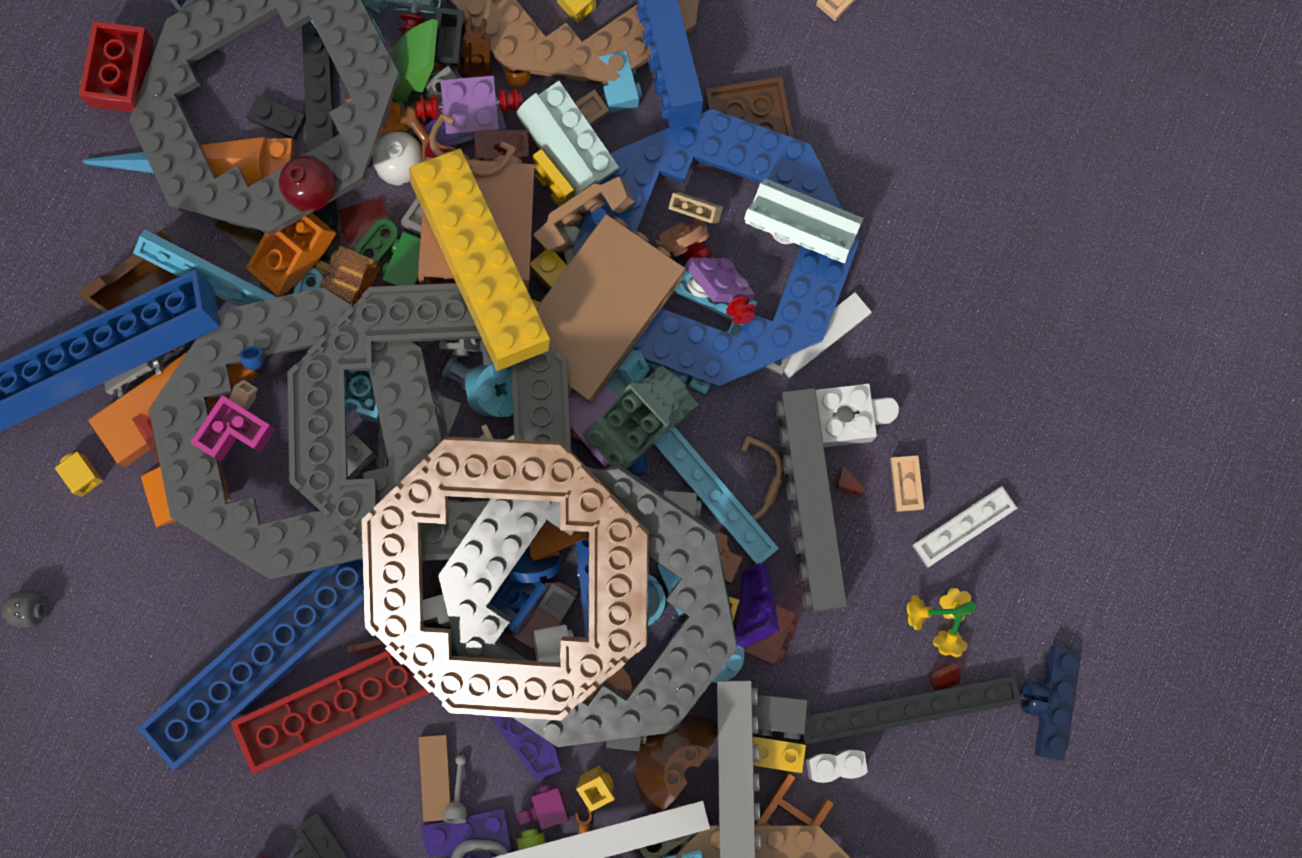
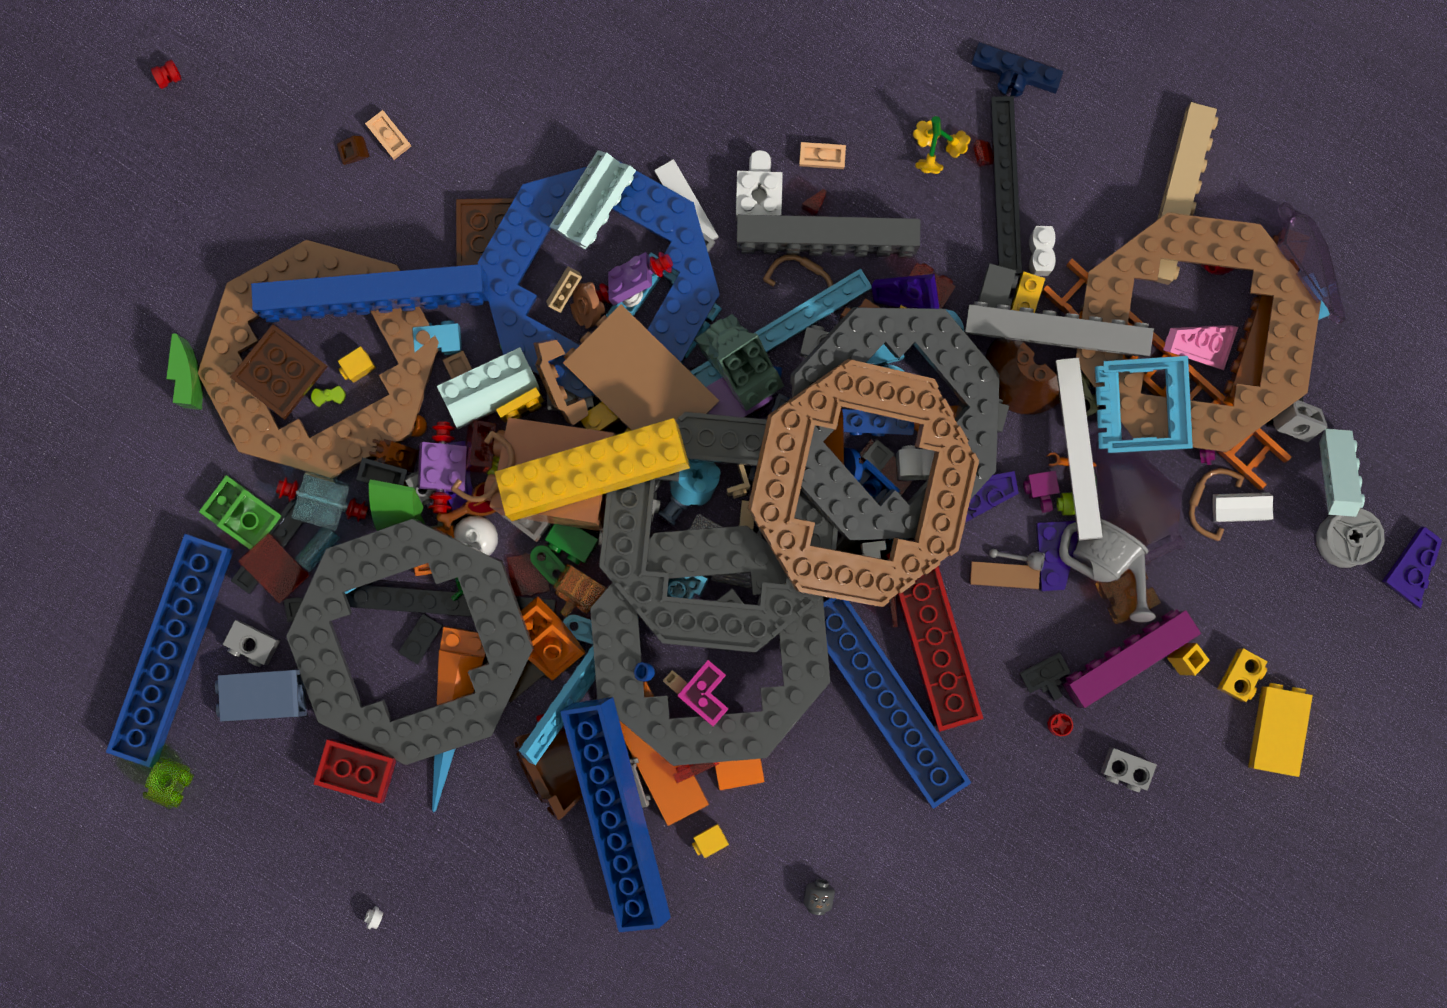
camera: 80 degrees left, 5 degrees up
(307, 183) = (499, 608): dark red cylinder -> none
(599, 786) = (1033, 444): yellow brick -> none
(633, 367) = (694, 362): medium azure plate -> none
(964, 526) = (864, 115): white tile -> none

